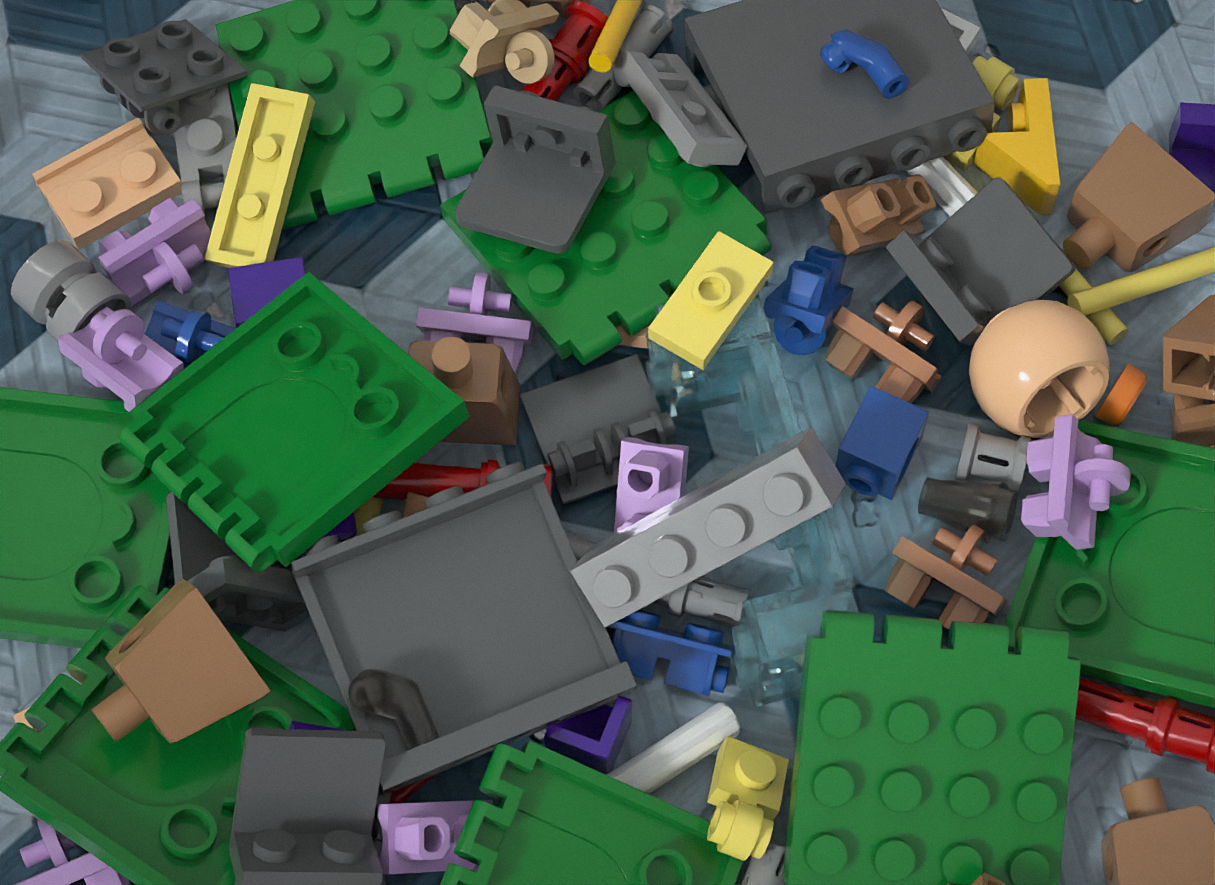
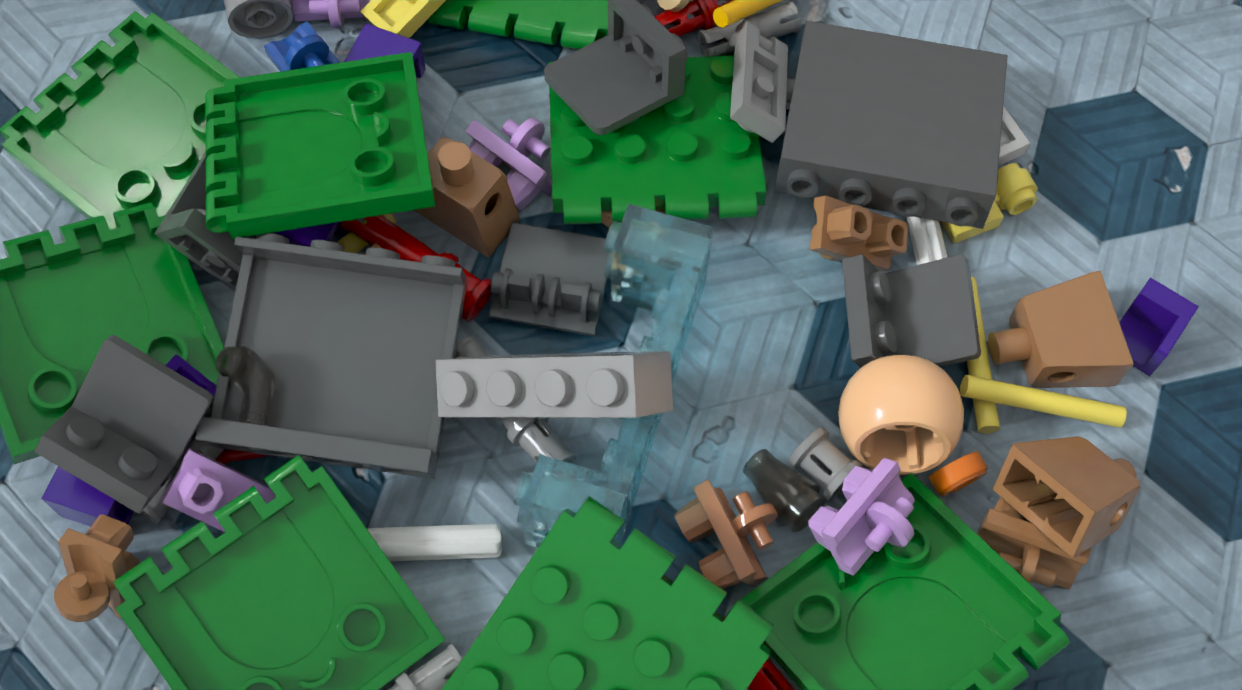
camera: 30 degrees right, 0 degrees up
(120, 356) = (249, 40): lavender hips -> none
(178, 670) = (115, 271): medium nougat torso -> none
(593, 736) = (386, 495): dark purple panel -> none
(648, 479) = (550, 327): lavender hips -> none
(691, 654) = (472, 446): blue hinge -> none
(710, 300) = (668, 219): light yellow plate -> none
(748, 797) = (467, 601): light yellow plate -> none
(808, 300) = (762, 267): blue hips -> none
(859, 340) = (802, 363): nougat hips -> none
(870, 55) = (920, 111): blue arm -> none
(880, 443) = (745, 404): blue brick -> none
(1027, 151) = (1001, 254): yellow slope -> none

